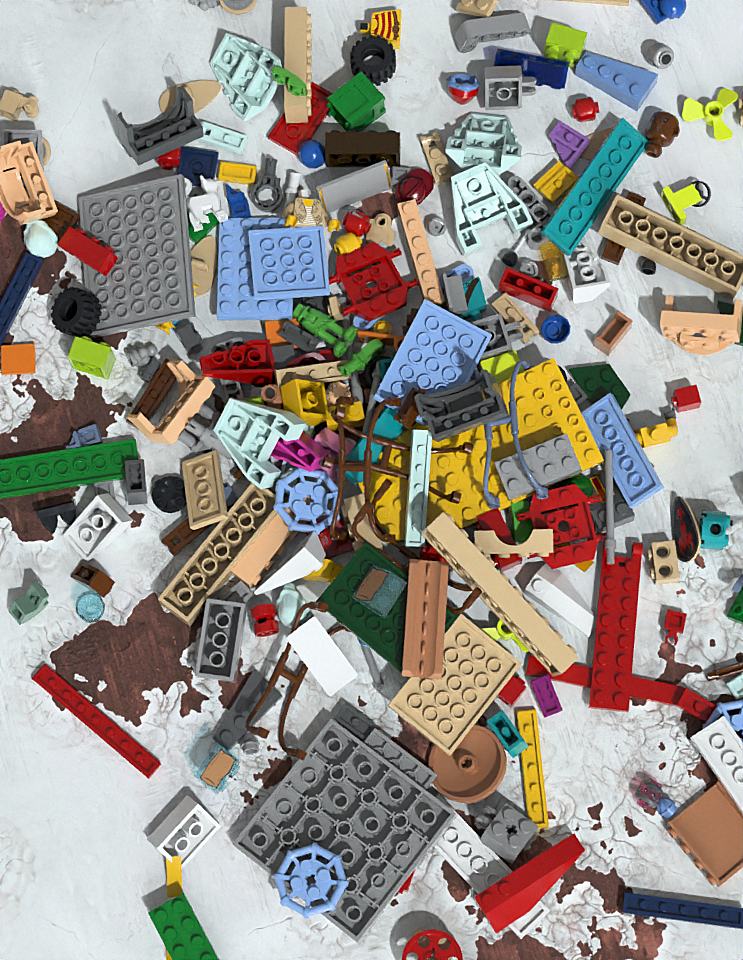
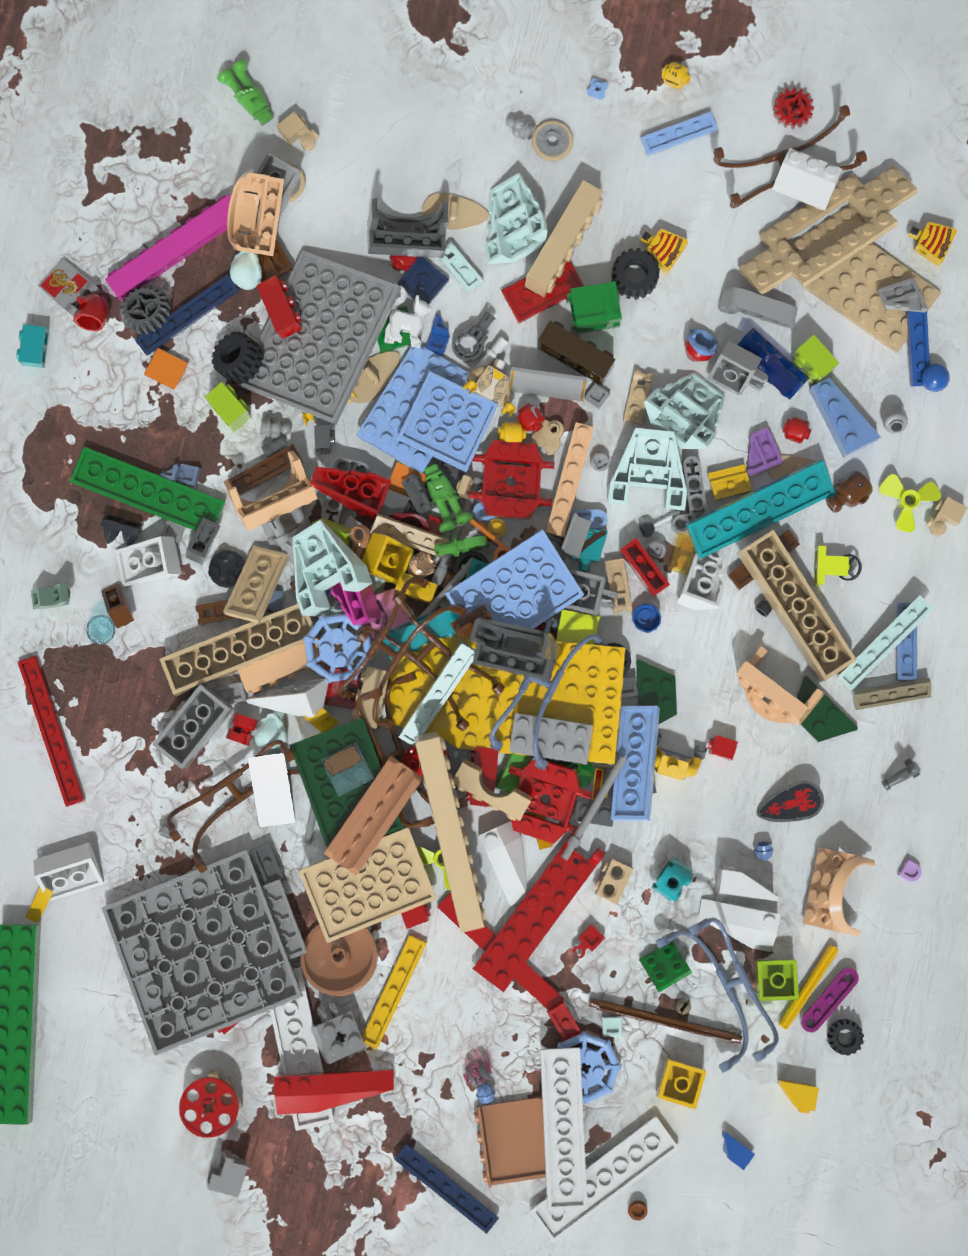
camera: 25 degrees right, 10 degrees up
(217, 769) = (126, 836): slope -> none
(233, 725) = (179, 794): dark grey wing -> none
(237, 173) = (454, 308): yellow tile -> none
(295, 84) = (546, 261): bright green slope -> none
(307, 869) = (157, 983): light blue plate -> none
(311, 154) = (529, 329): blue hair -> none
(415, 186) = (602, 413): dark red piece -> none
(507, 734) = (388, 951): teal brick -> none
(546, 695) = (442, 936): magenta plate -> none
(613, 333) = (695, 651): nougat panel -> none
(685, 531) = (648, 865): shield -> none

